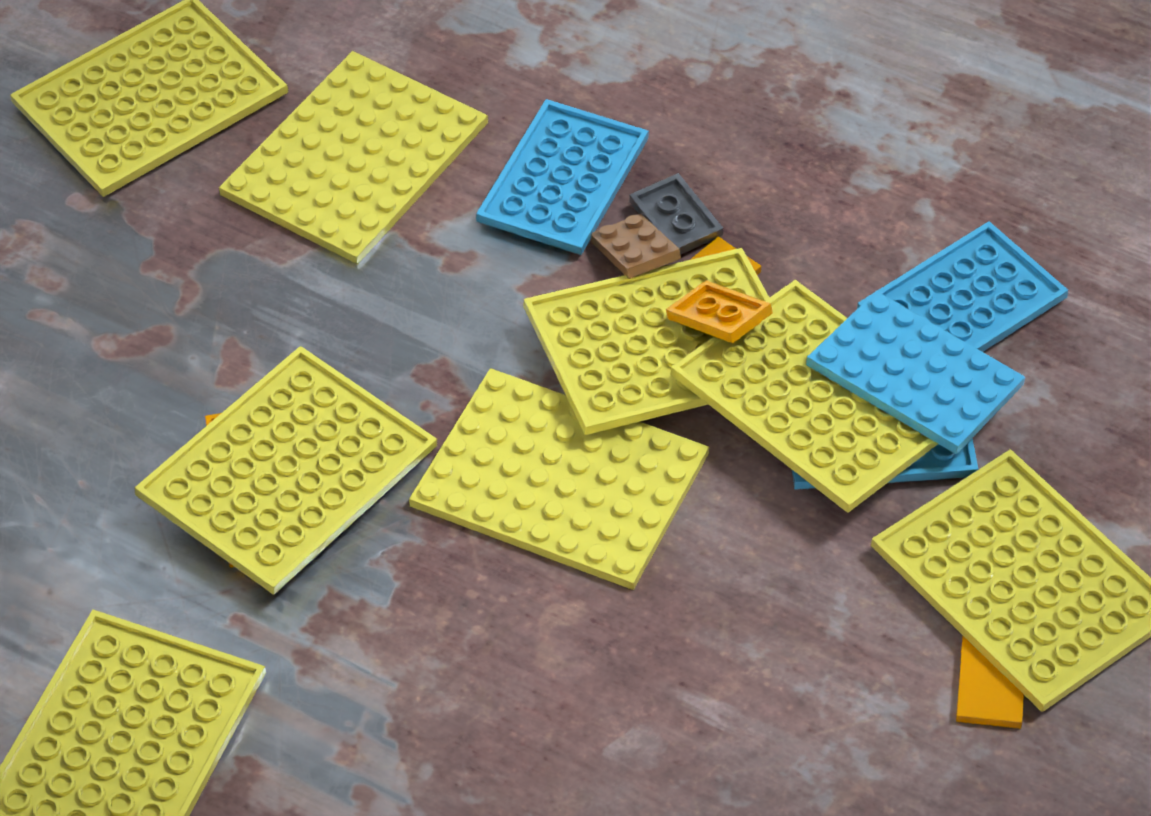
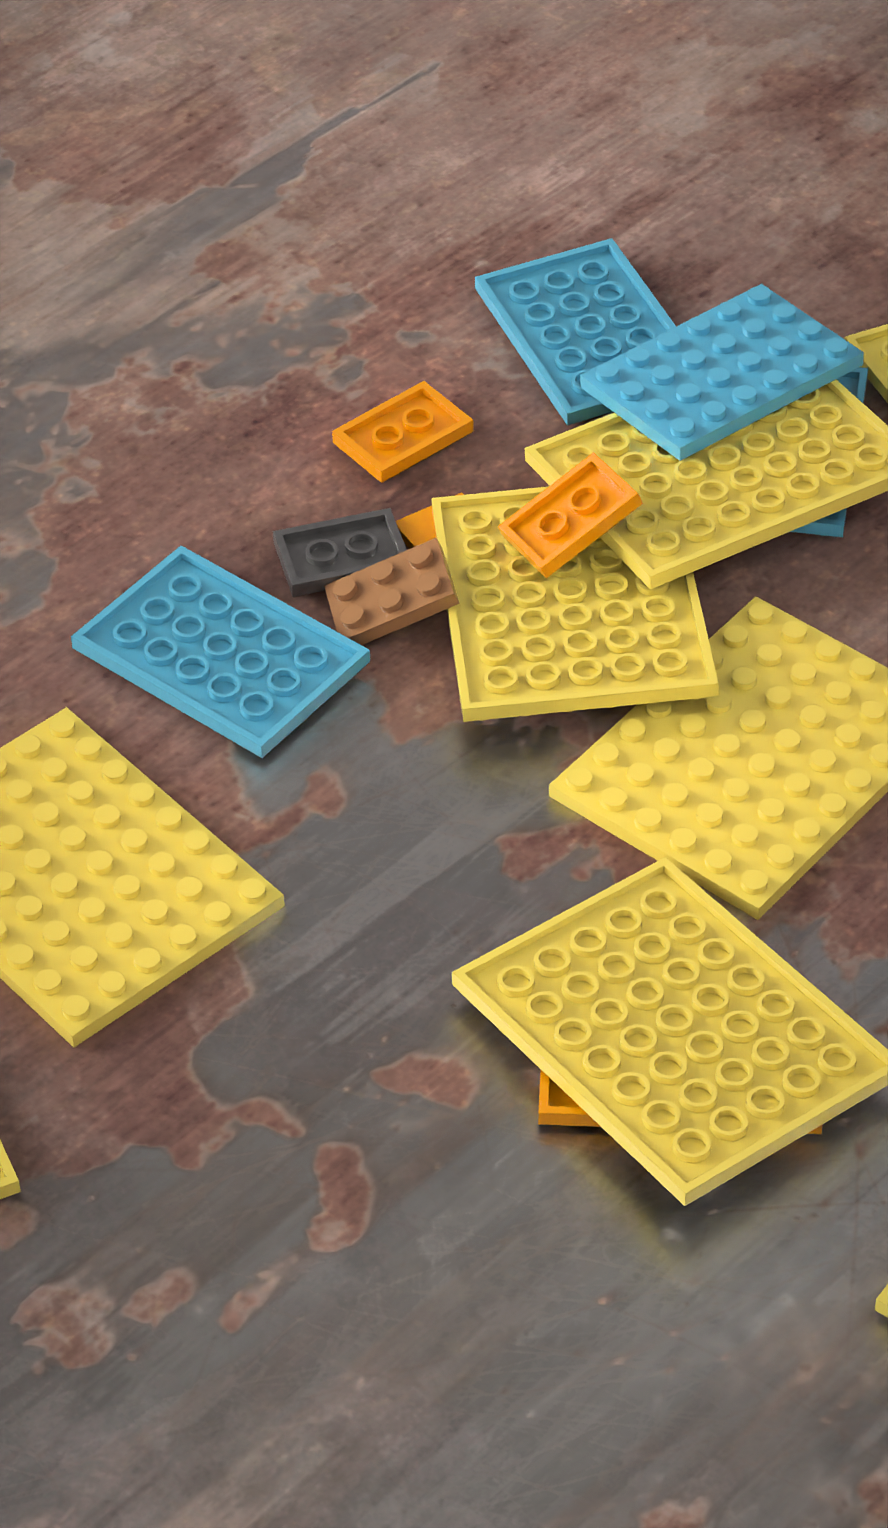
camera: 75 degrees left, 5 degrees down
(810, 220) = (402, 431): none -> light orange plate

